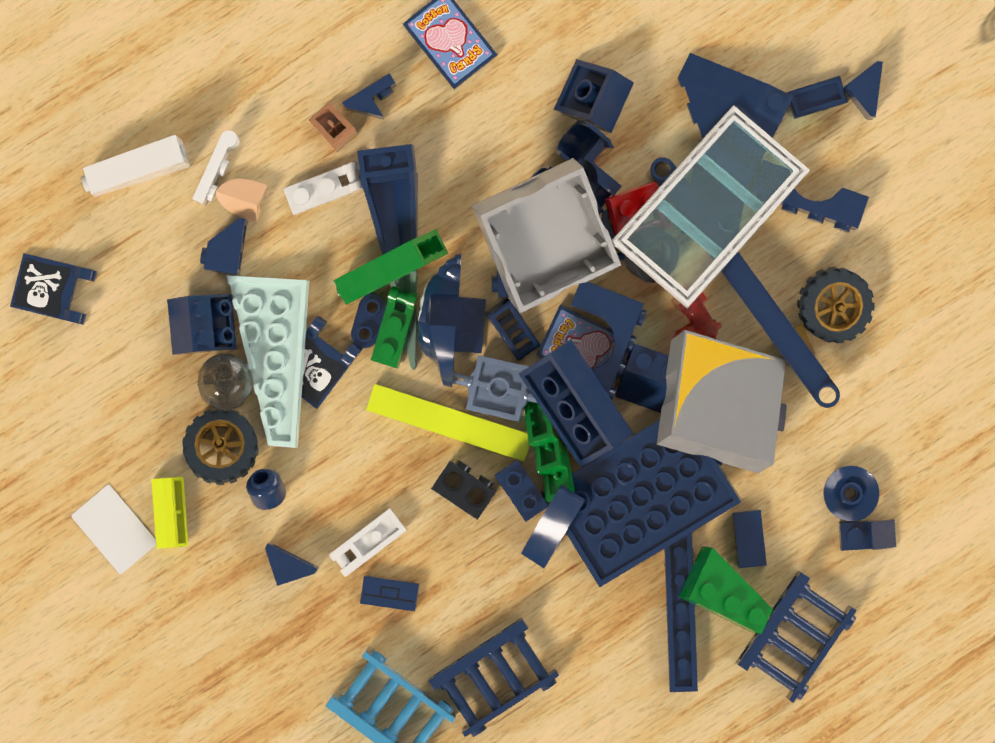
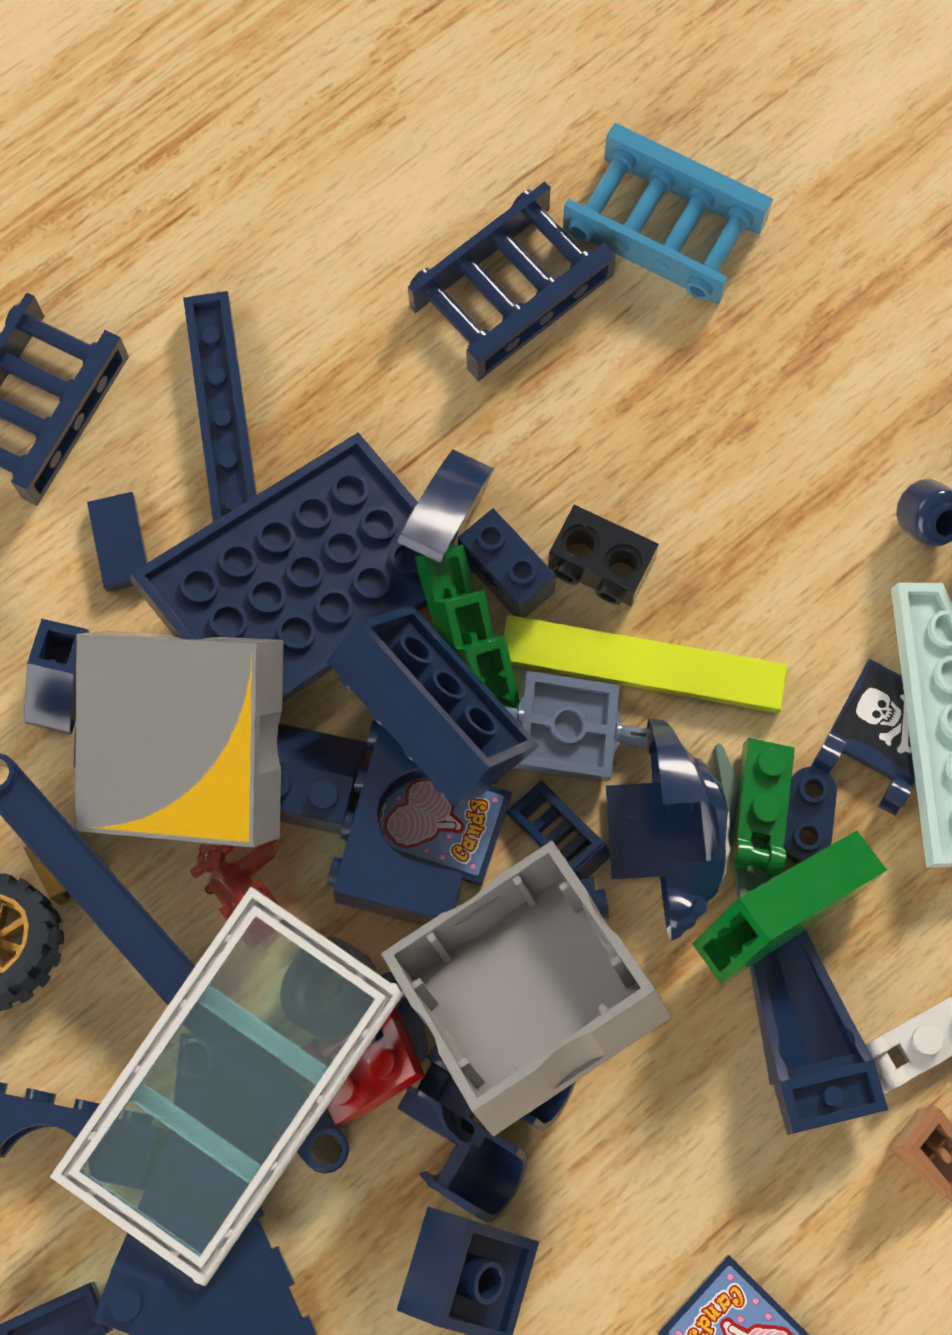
camera: 170 degrees right, 15 degrees down
(287, 566) = (871, 405): dark blue slope -> none
(364, 102) = (889, 1210): dark blue slope -> none
(368, 541) = (745, 458): white plate -> none
(389, 593) = (697, 387): dark blue tile -> none
(724, 592) = (154, 438): green wedge -> none
(790, 455) = (52, 677): none -> dark blue slope

